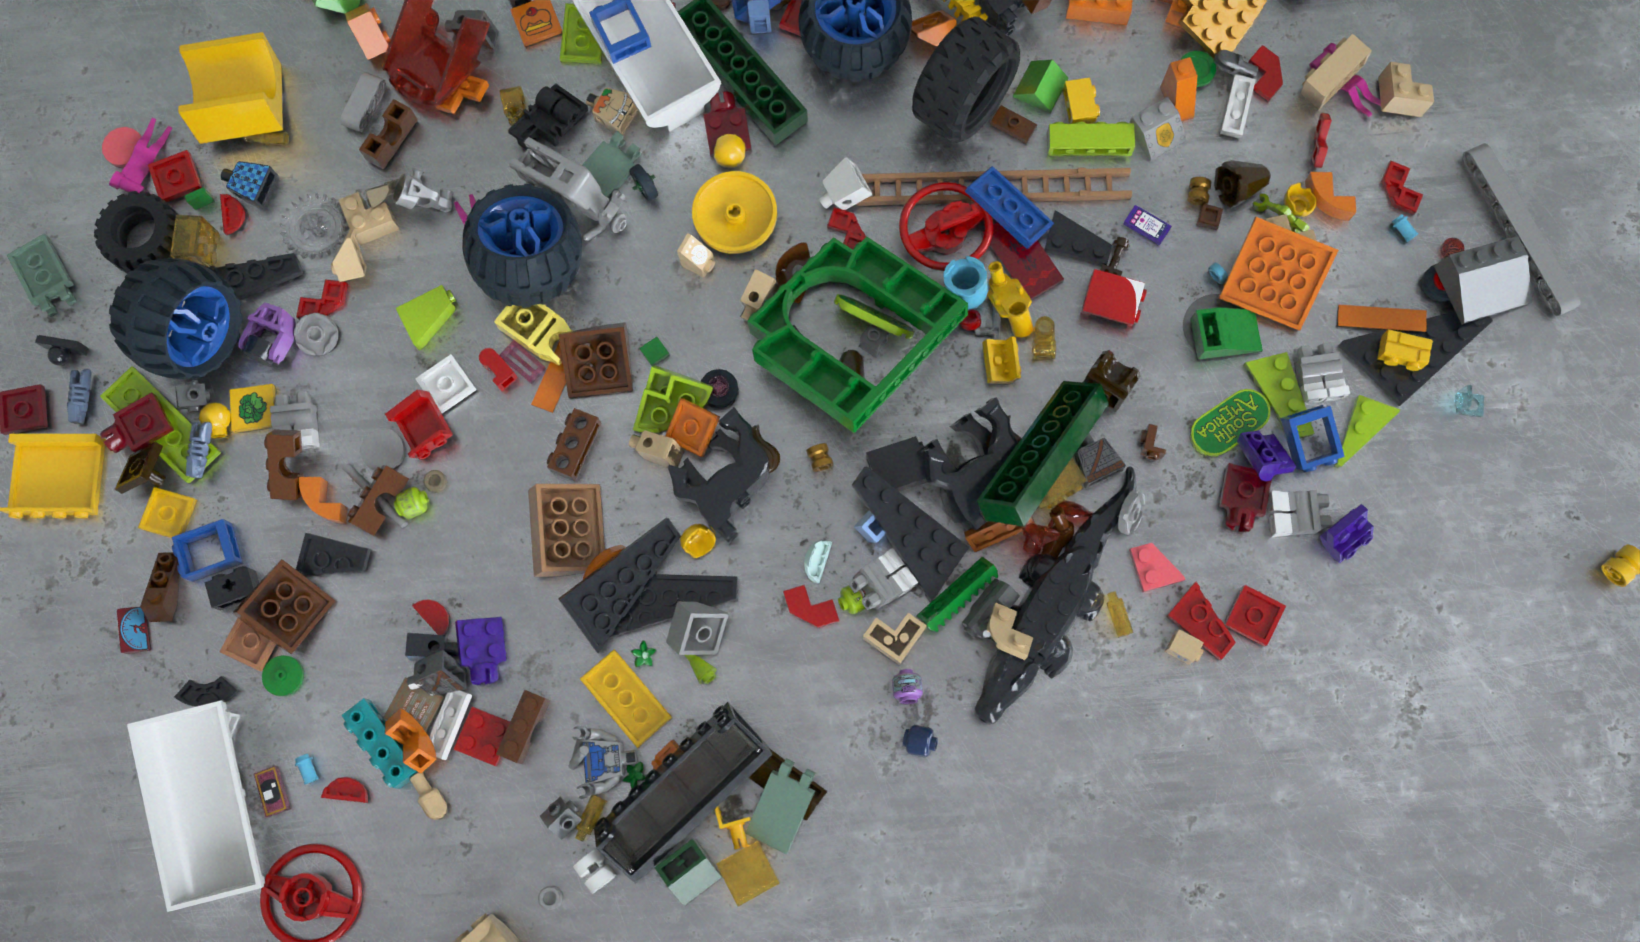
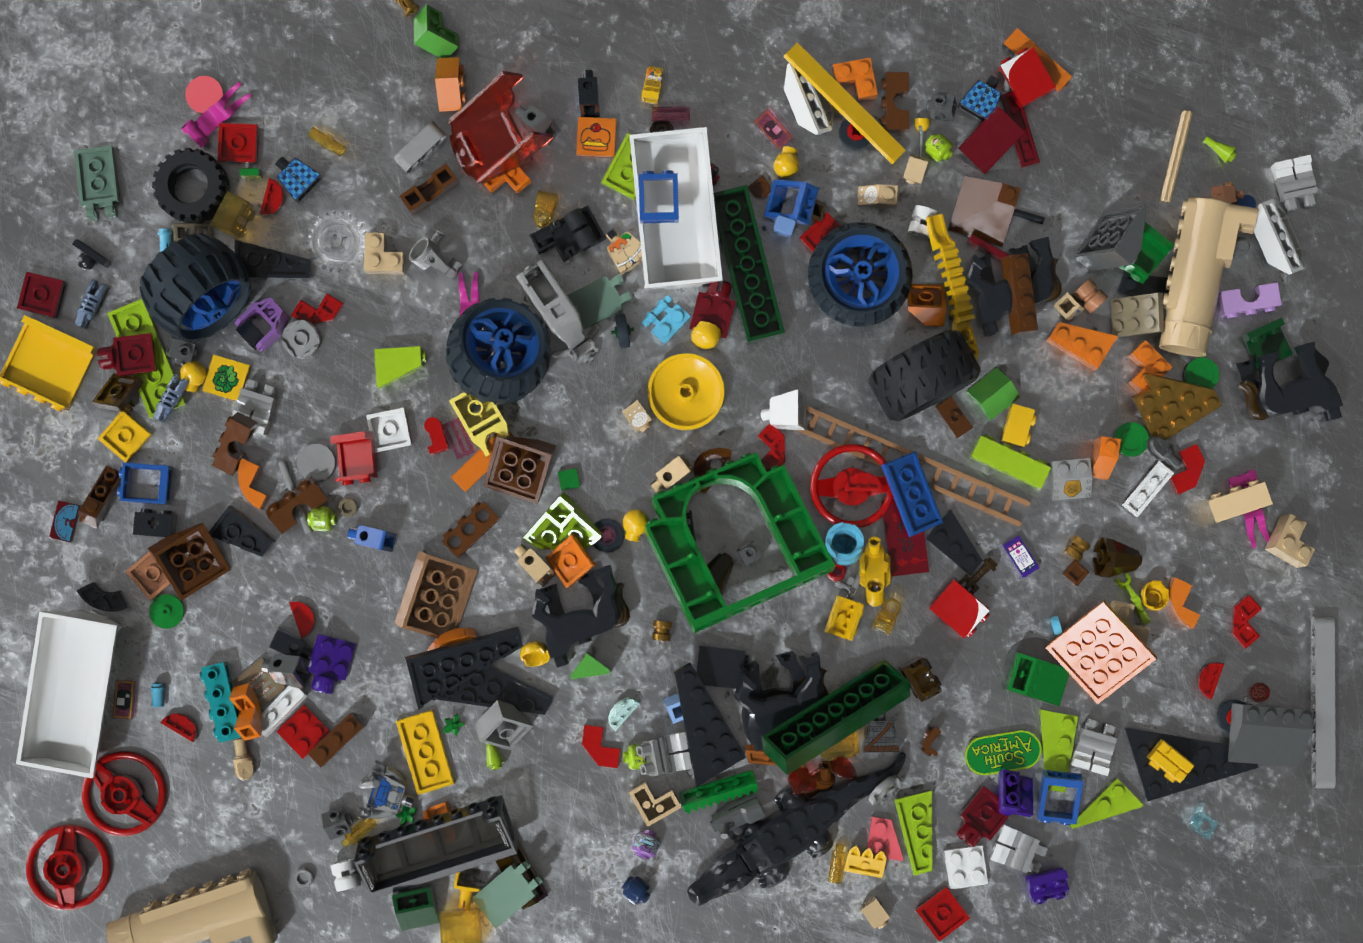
camera: 25 degrees right, 10 degrees up
(233, 88) = (316, 92): yellow piece -> none
(348, 259) = (352, 288): tan slope -> none
(380, 193) = (401, 243): dark tan slope -> none
(474, 496) = (372, 537): none -> torso
(689, 159) = (670, 324): none -> medium azure plate
(742, 363) = (634, 524): none -> yellow piece
(762, 525) = (590, 667): none -> bright green slope
(873, 316) = (757, 535): lime tile -> none
(1008, 639) = (736, 845): tan plate -> none
(1148, 598) = (865, 862): none -> yellow plate
(1179, 535) = (916, 826): none -> lime wing
(1198, 619) = (898, 899): red wing -> none
(1253, 556) = (965, 867): none -> white plate
(1321, 132) = (1203, 546): red tile -> none
(1382, 318) = (1170, 724): orange sticker -> none
(1396, 257) = (1209, 678): none -> red plate
(1404, 227) = (1229, 657): medium azure pin -> none

